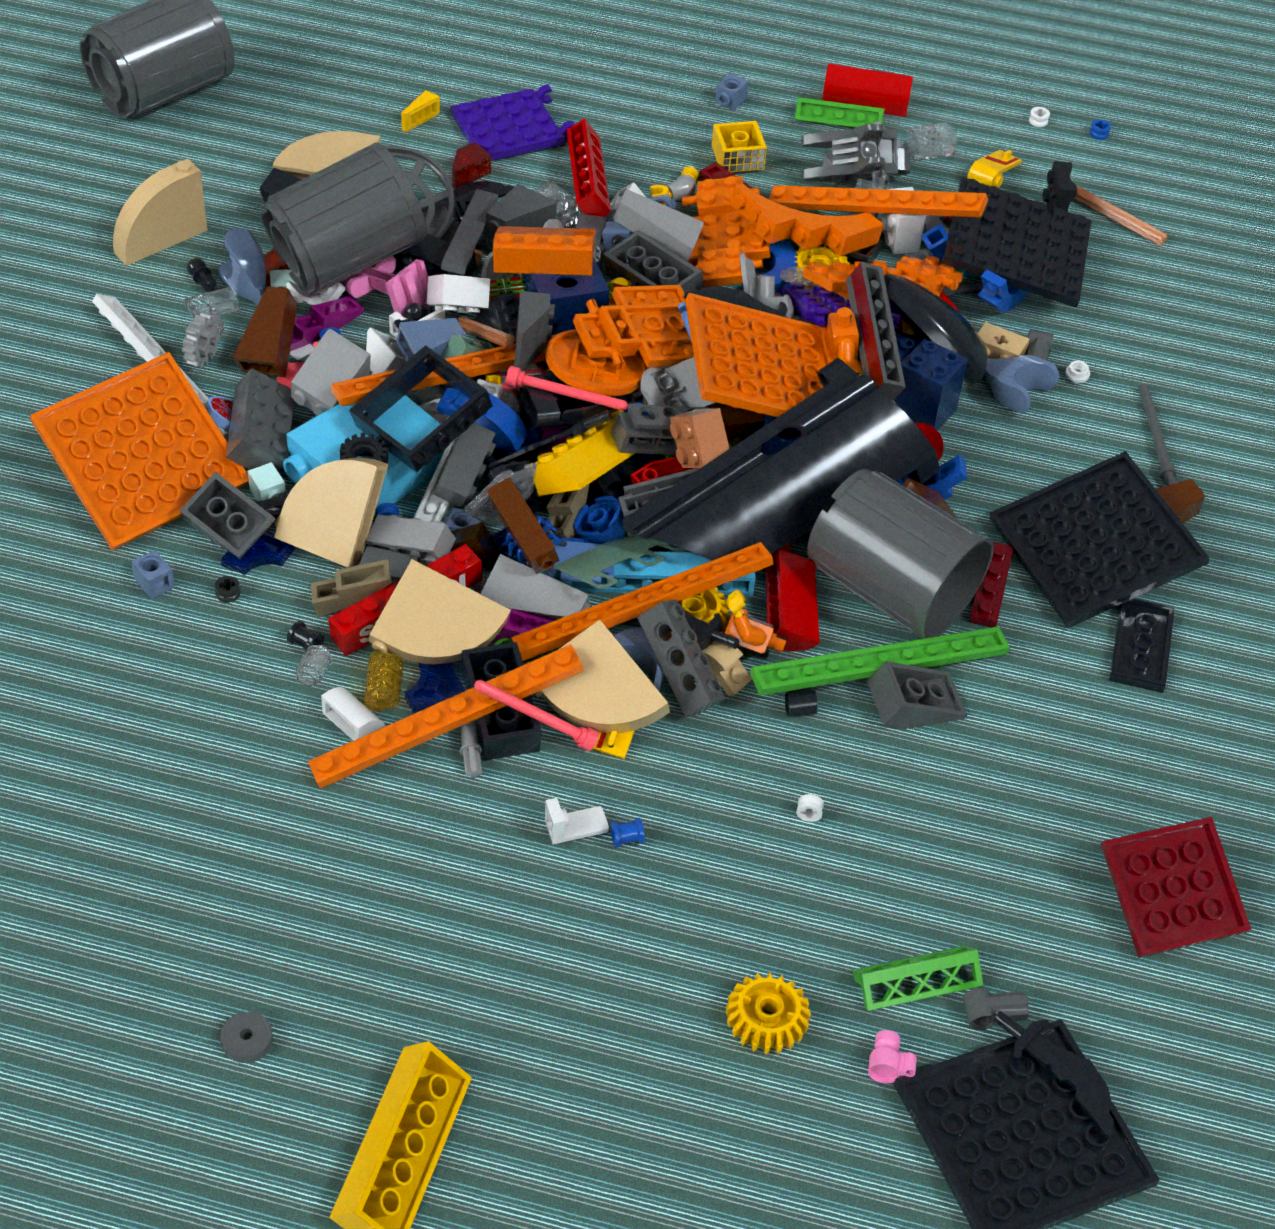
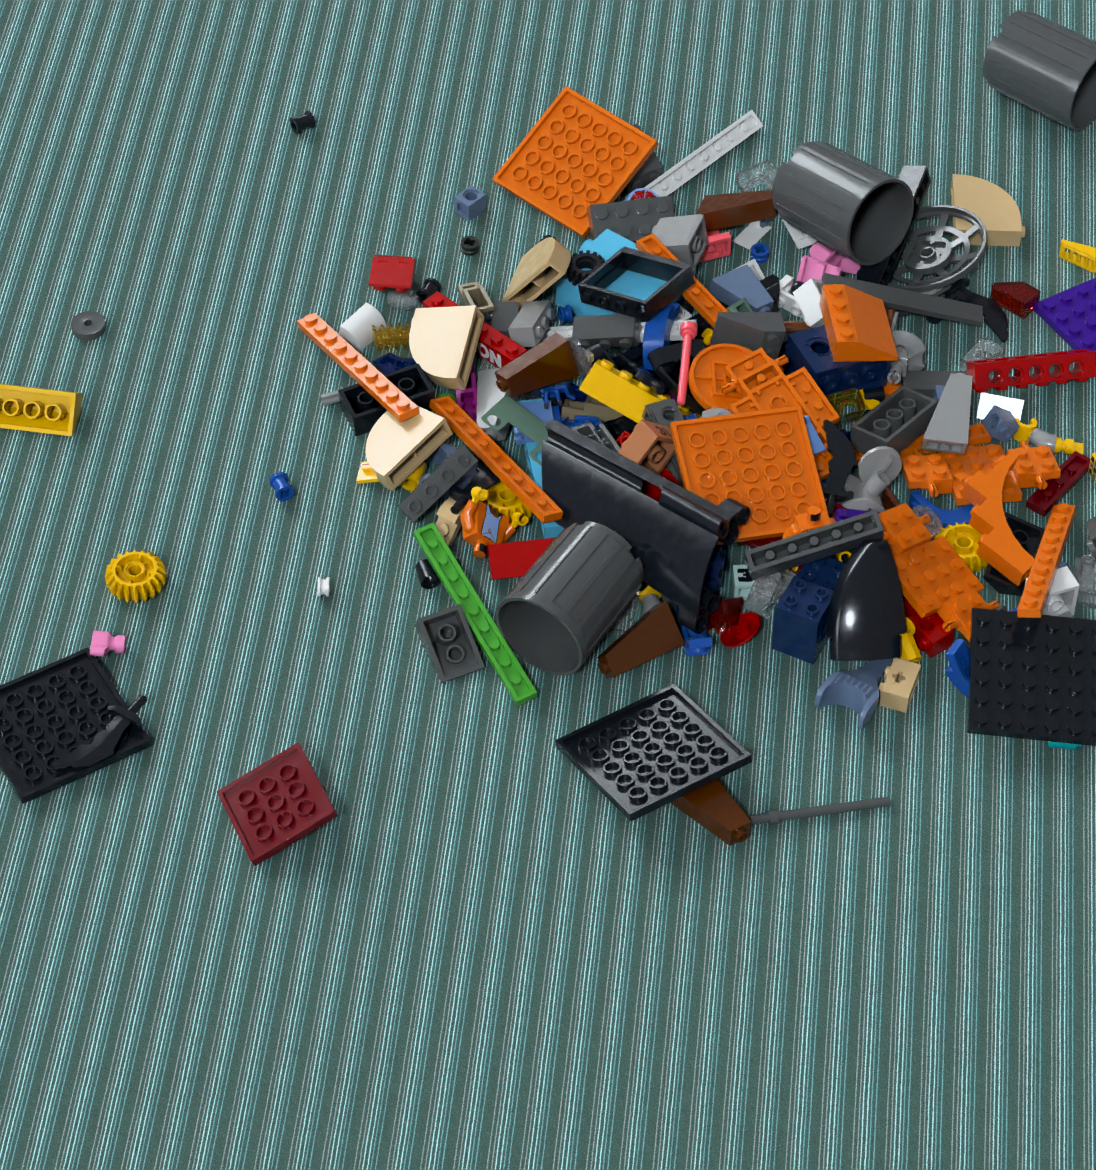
camera: 85 degrees right, 0 degrees up
(161, 213) = (854, 121): tan brick -> none
(201, 340) = (716, 174): light grey gear -> none
(226, 516) = (530, 221): dark grey slope -> none
(264, 551) = (510, 251): clear blue tile -> none
(265, 482) = (574, 239): light aqua brick -> none
(279, 658) = (392, 272): none -> red slope
(321, 316) = (779, 242): magenta slope -> none
(519, 209) = (940, 331): dark grey slope -> none
(573, 825) = (282, 453): white bracket -> none
(584, 736) = (365, 420): coral piece -> none
(916, 965) = (183, 653): bright green fence -> none
(983, 1007) = (158, 704): dark grey piece -> none
(991, 591) = (592, 692): dark red plate -> none
(1039, 343) = (916, 715): dark grey piece -> none
(1078, 372) = (889, 748): white plate -> none
(1142, 645) = (549, 799): black tile -> none

